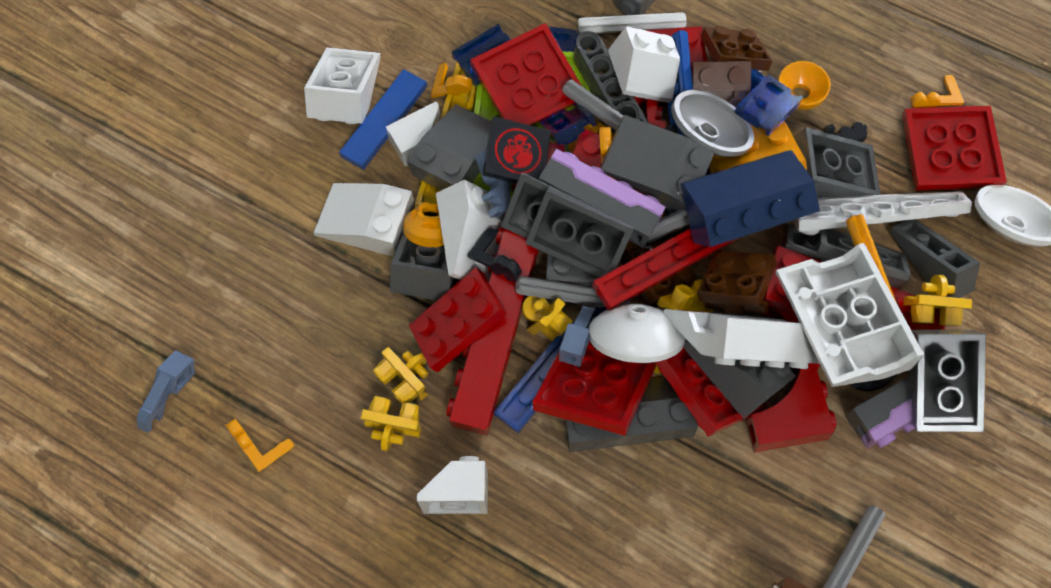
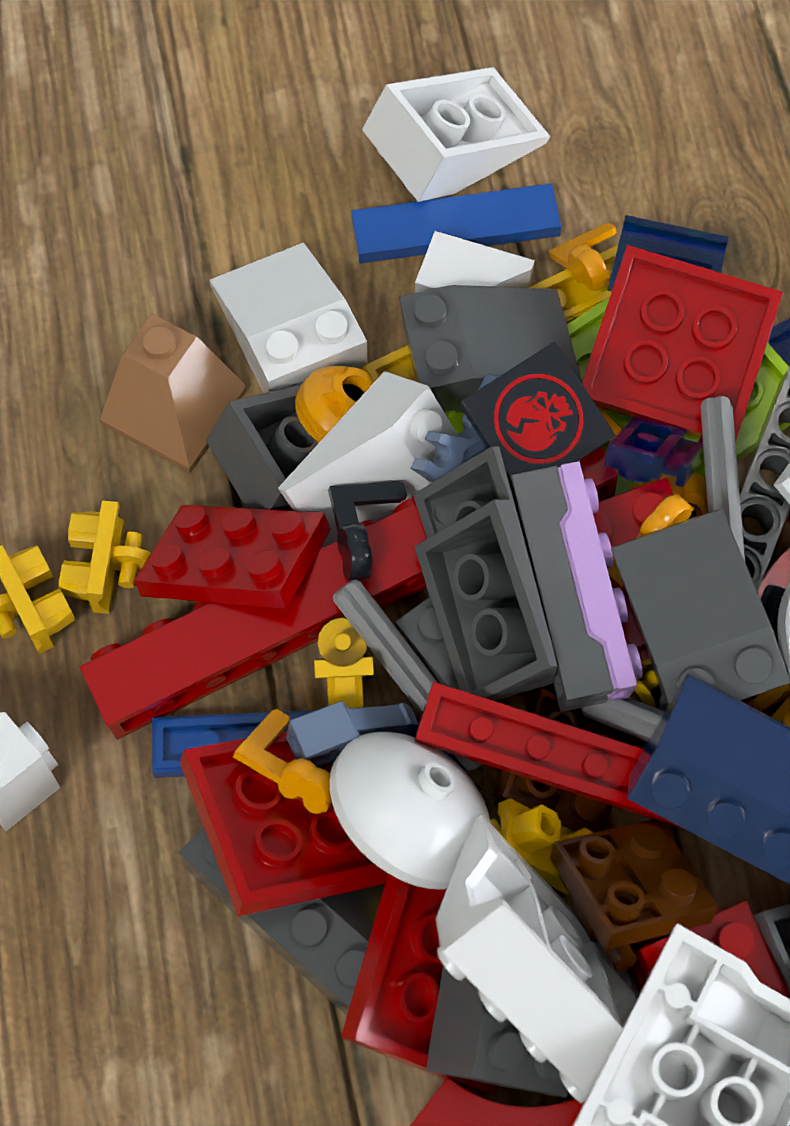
camera: 45 degrees right, 0 degrees up
(353, 289) = (169, 393): none -> medium nougat slope
(584, 368) = (294, 778): none -> light orange piece

